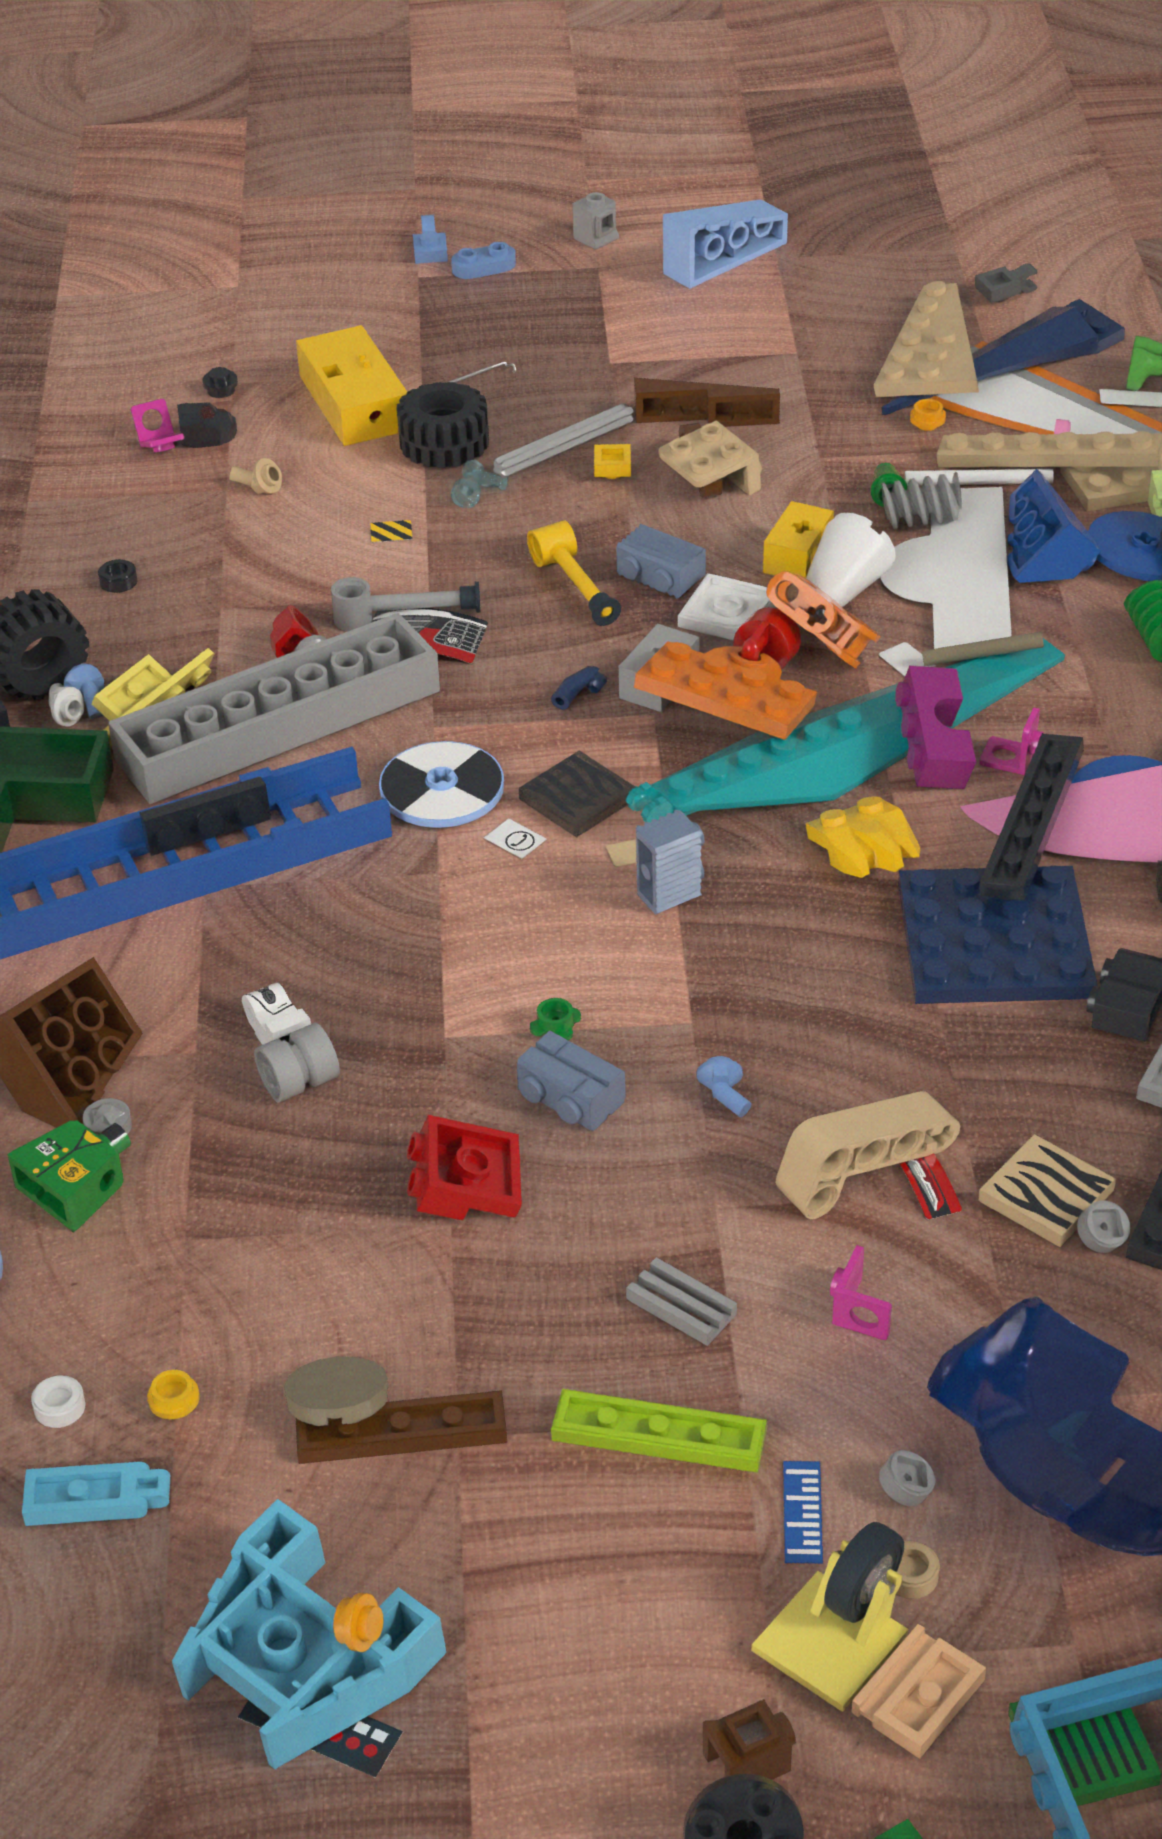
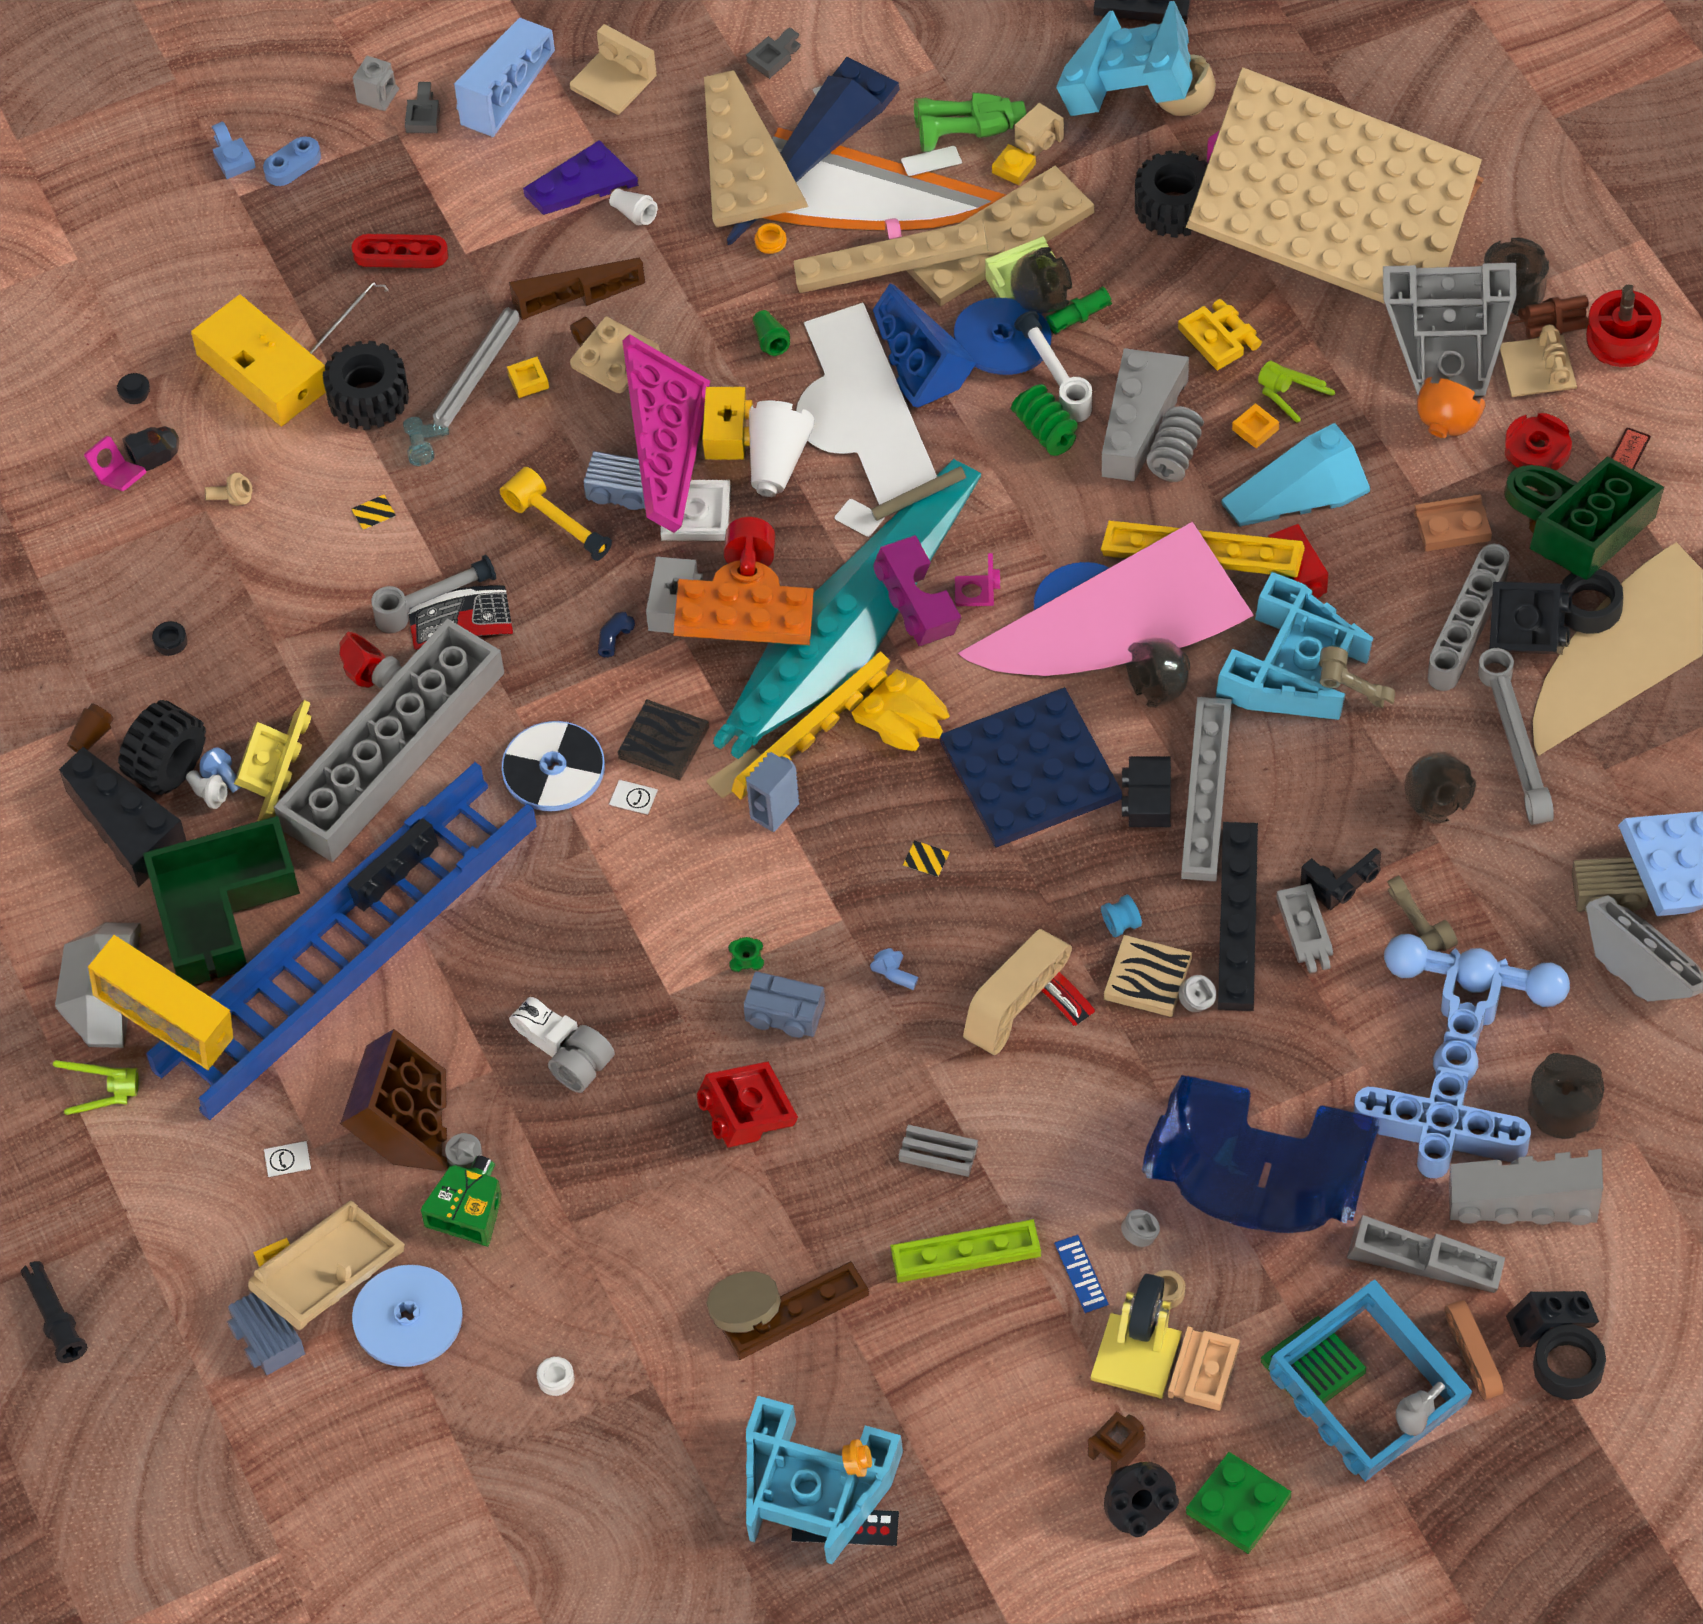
camera: 20 degrees left, 15 degrees up
(93, 1493) = (620, 1431): medium azure hinge -> none
(173, 1394) = (632, 1344): yellow plate -> none
(544, 341) = (418, 250): none -> red plate
(630, 252) = (423, 113): none -> dark grey plate
(727, 521) = (667, 427): none -> dark pink wing
(765, 329) = (582, 176): none -> dark purple wing
(777, 811) = (821, 717): none -> yellow plate
(800, 360) = (635, 206): none -> white cone
(824, 990) = (926, 858): none -> sticker
(840, 625) = (783, 507): orange piece -> none
(844, 263) = (616, 72): none -> tan bracket
(844, 1289) = (1052, 1115): dark pink bracket -> none
(923, 500) = (810, 347): light grey piece -> none
(979, 477) = (839, 297): white bar -> none
(1032, 817) = (1023, 656): black plate -> none
(1039, 1111) = (1121, 915): none -> dark azure wheel

